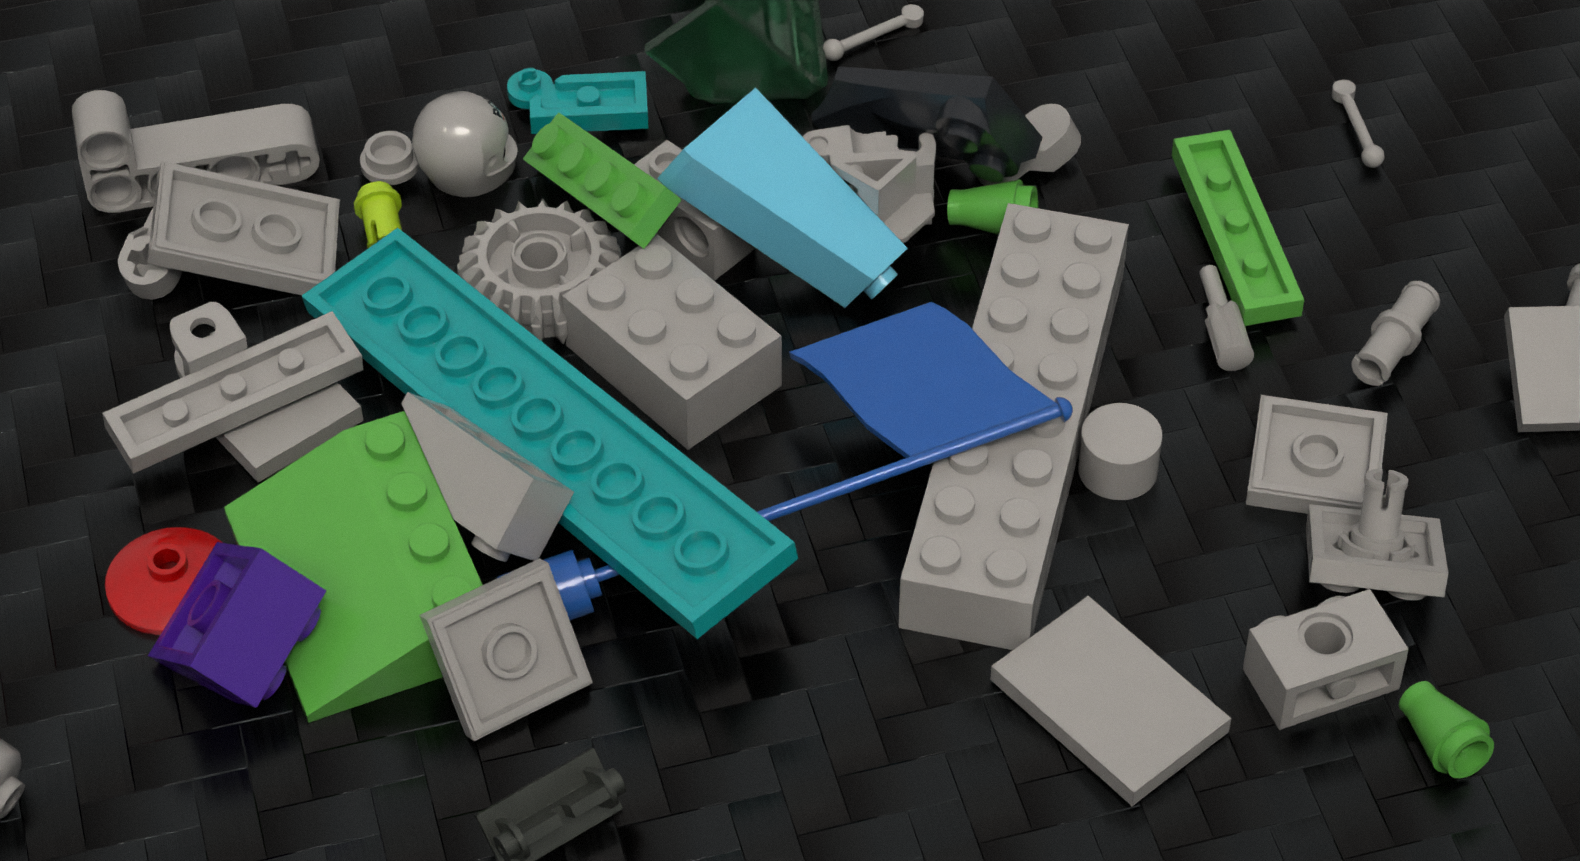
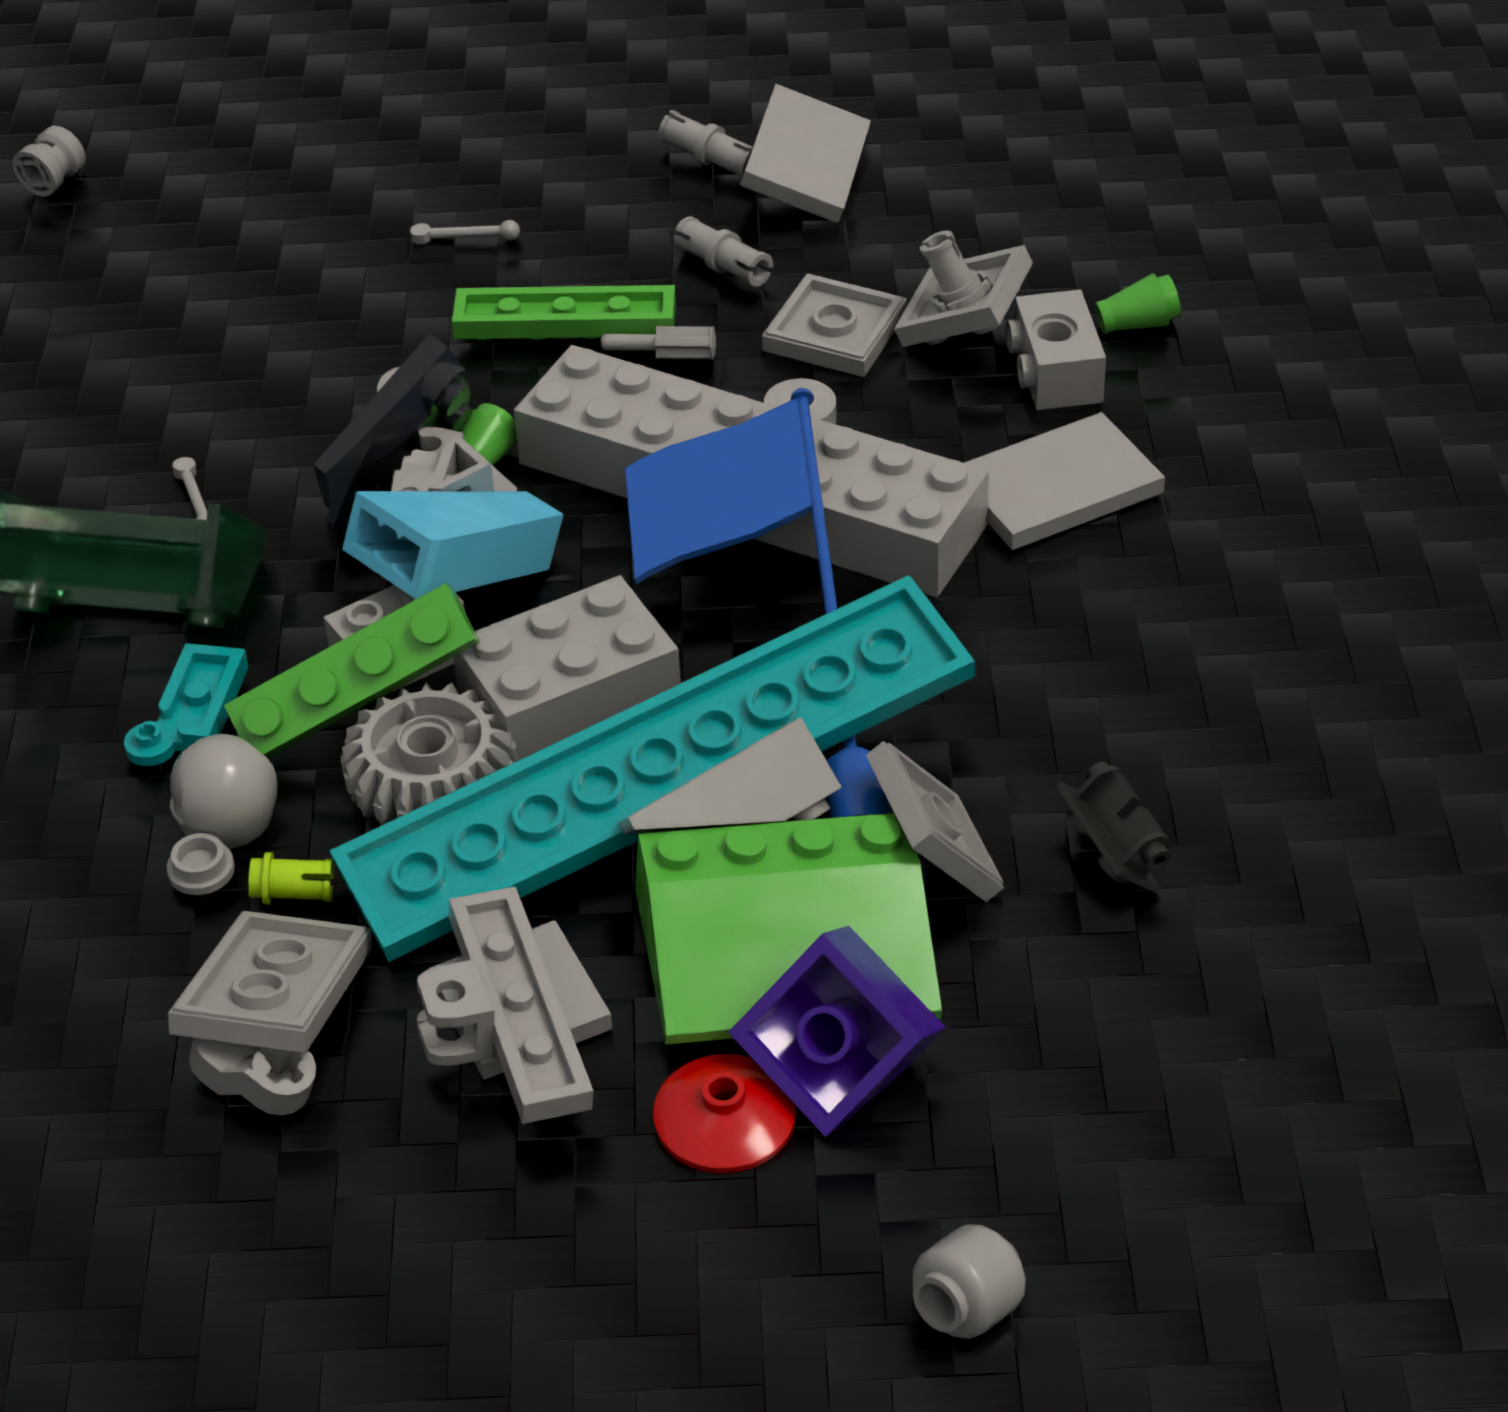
camera: 75 degrees left, 5 degrees down
(123, 163) = (113, 1060): light grey beam -> none

